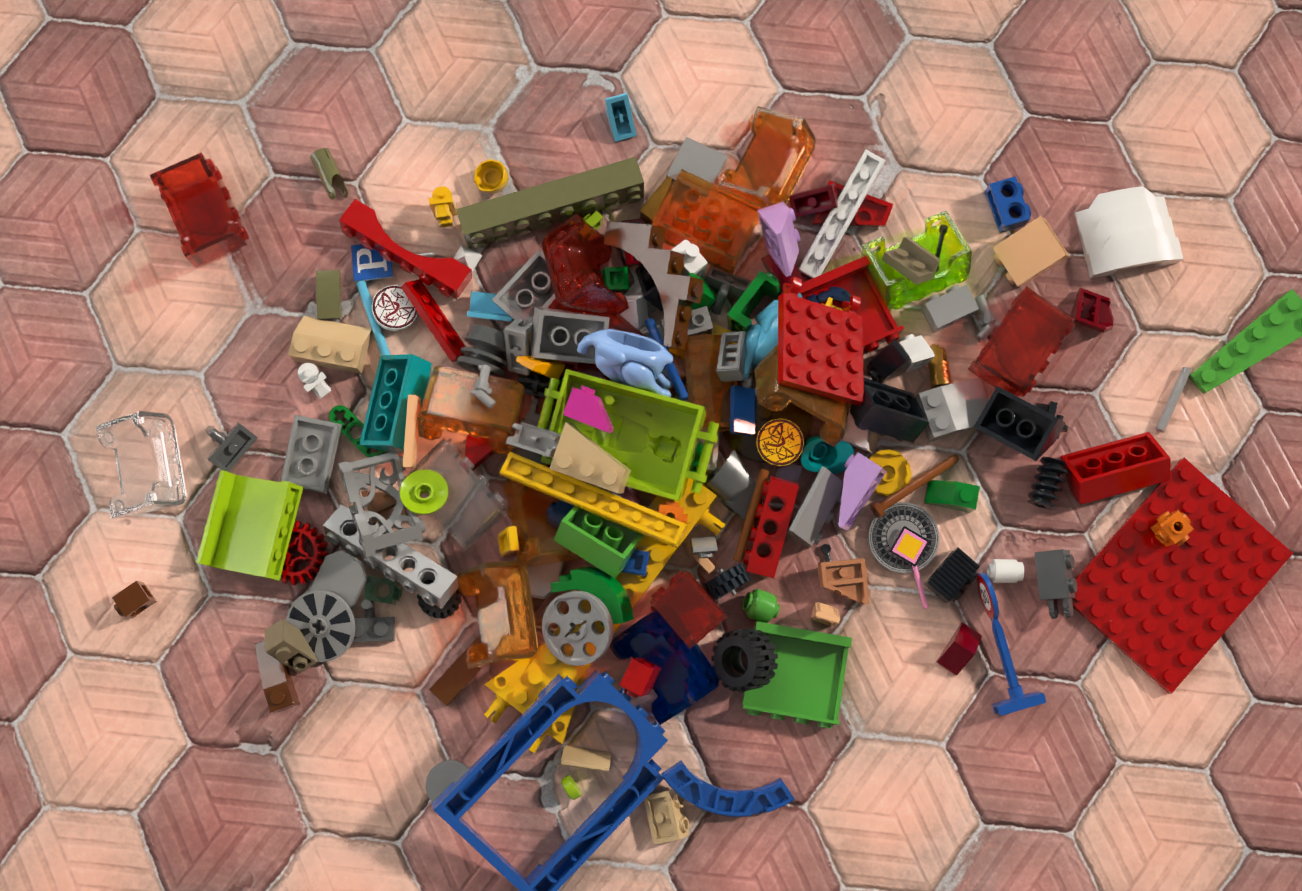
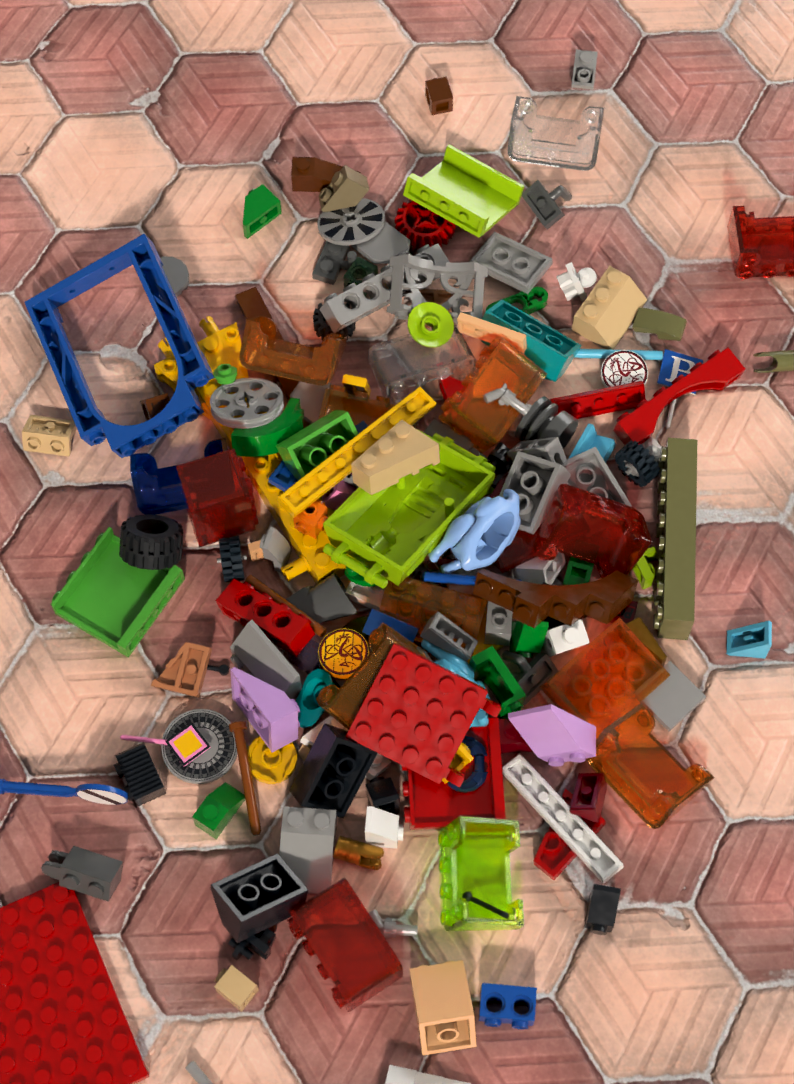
camera: 115 degrees right, 15 degrees down
(56, 462) = (584, 69): none -> light grey slope
(338, 724) = (259, 209): none -> green slope
(443, 206) = (709, 441): yellow hips -> none
(490, 261) = (637, 463): none -> black wheel
(491, 176) = (727, 498): yellow hair -> none
(534, 439) = (439, 422): light grey hinge -> none
(546, 367) = (507, 457): light orange slope -> none
(556, 661) = (225, 374): none -> bright green plate
(571, 787) = (114, 367): lime tile -> none
(586, 758) = (132, 387): tan slope -> none
(588, 409) = (443, 473): dark pink slope -> none
(603, 721) = (154, 405): none -> reddish brown brick
(640, 677) = (178, 444): red brick -> none
(724, 801) = (35, 485): blue tile -> none
(760, 605) = (196, 584): bright green head -> none
(825, 614) = (159, 635): light nougat slope -> none
(903, 157) = (602, 909): none -> black slope
(912, 261) = (479, 863): dark tan bracket -> none
(949, 308) = (416, 891): light grey brick -> none
(960, 649) = (67, 755): dark red slope -> none
(1005, 571) = (119, 829): white brick -> none
(1047, 483) = (184, 910): black piece -> none
(1089, 417) = (235, 987): none -> tan brick
(1092, 311) = (348, 1047): dark red slope -> none
(1116, 467) = (171, 992): red slope -> none
(1165, 526) = (84, 1019): orange brick -> none

